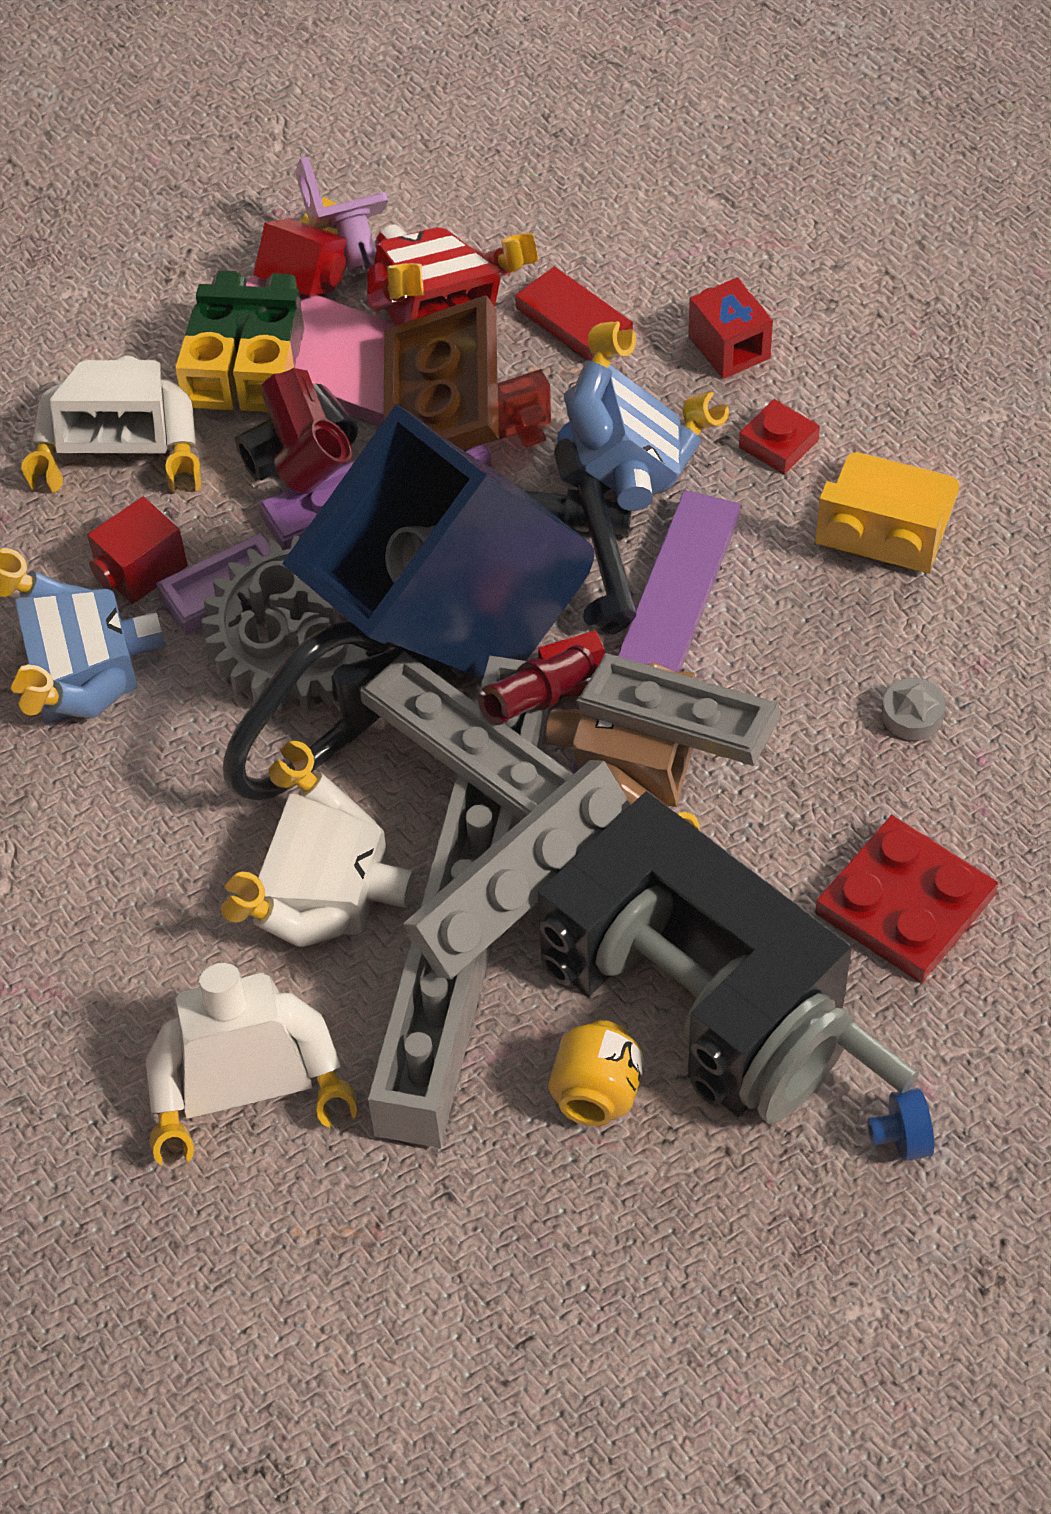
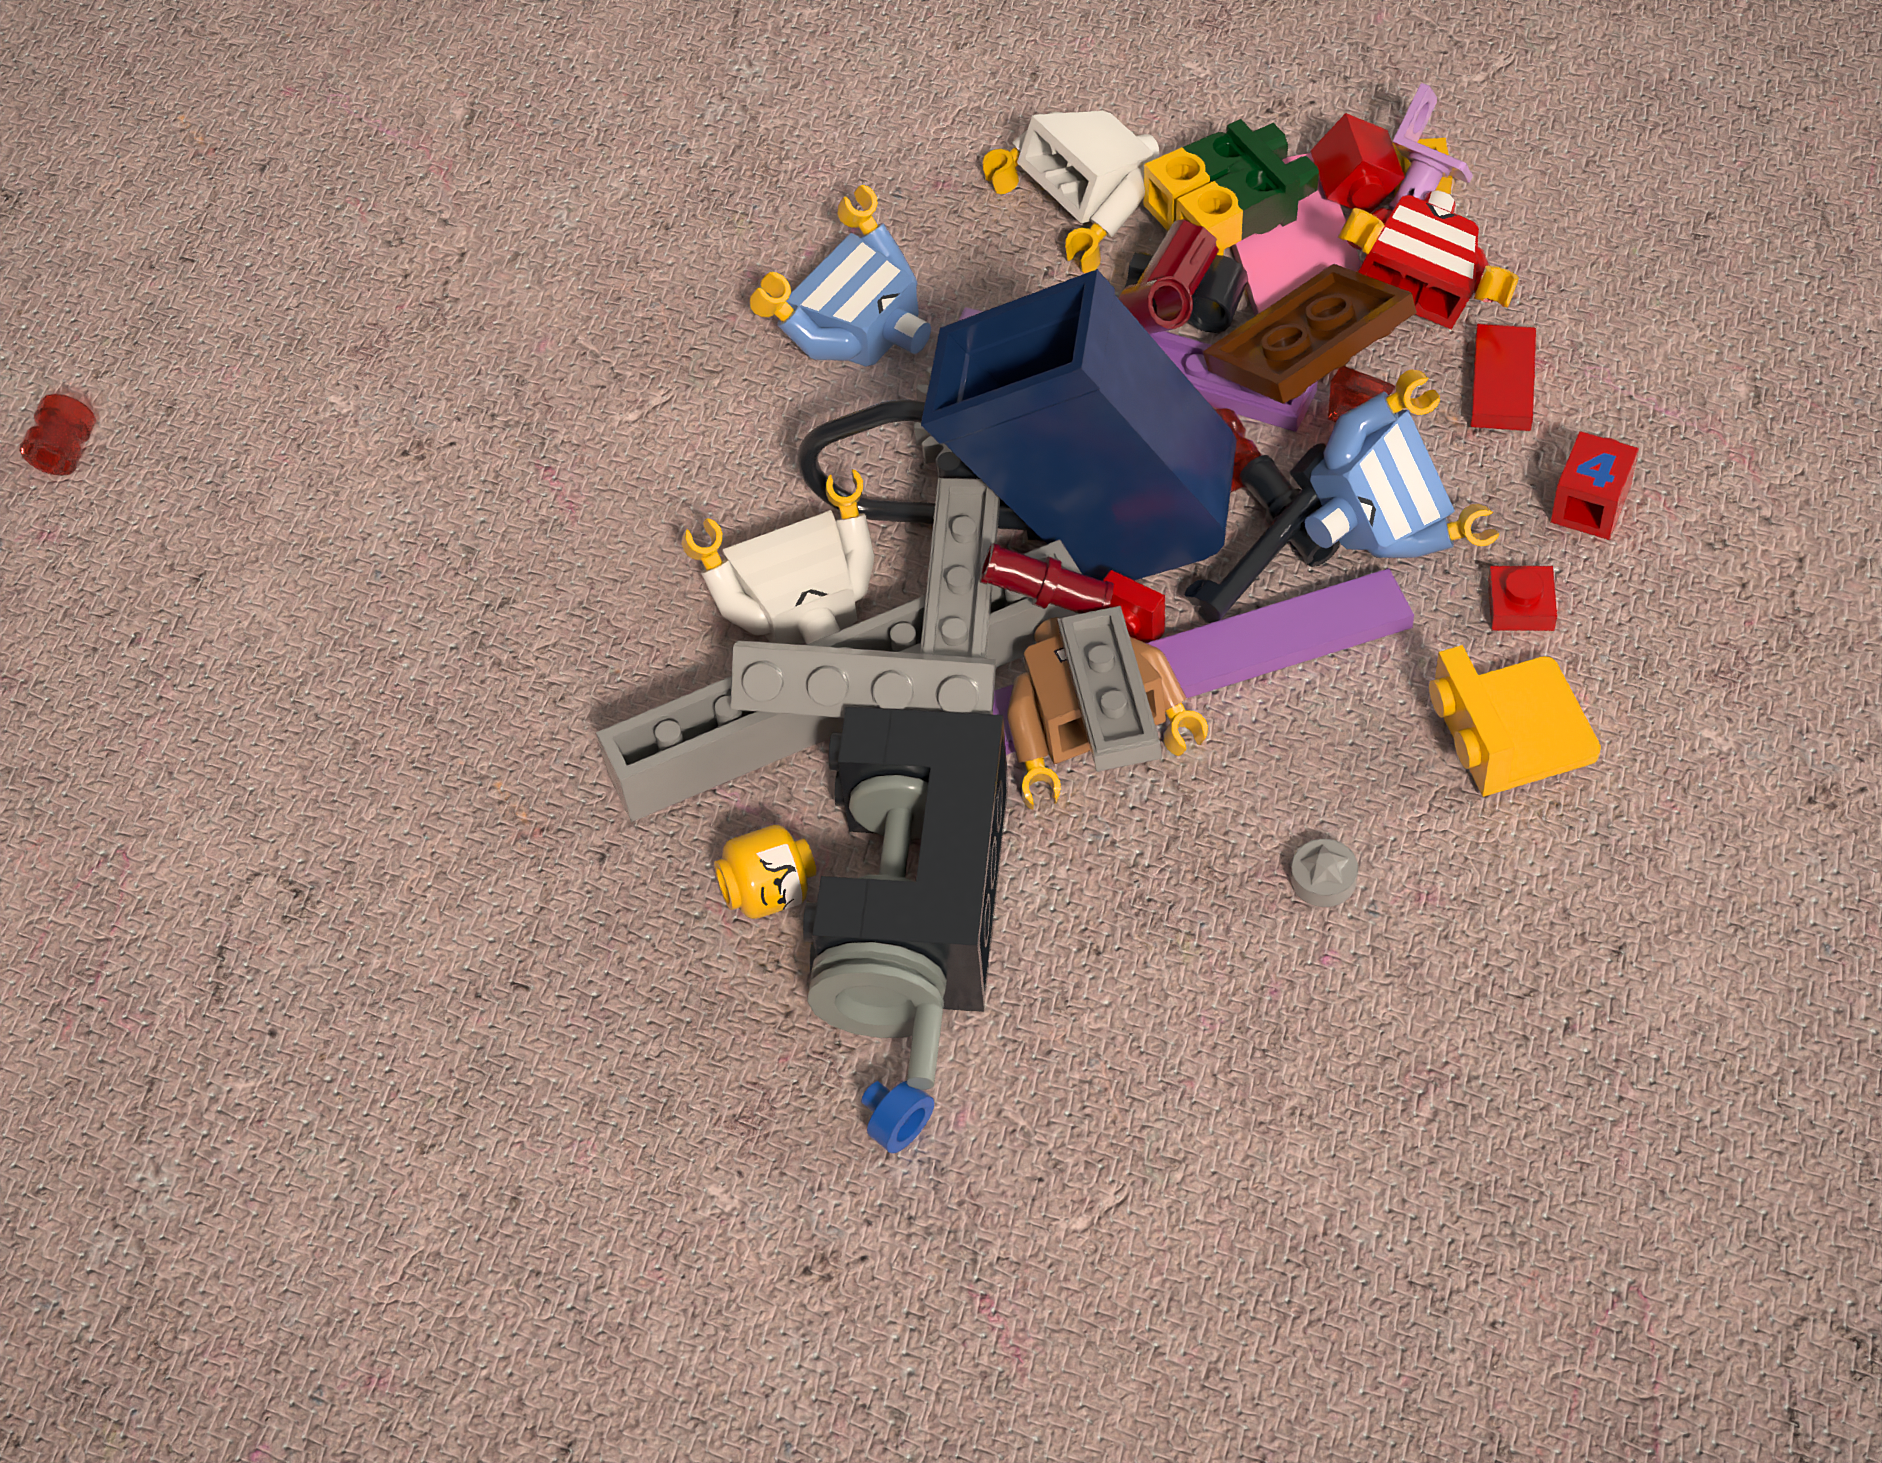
camera: 55 degrees right, 0 degrees up
(136, 550) = (976, 270): red brick -> none
(237, 1047) = (589, 632): white torso -> none
(906, 898) = (1127, 986): red plate -> none

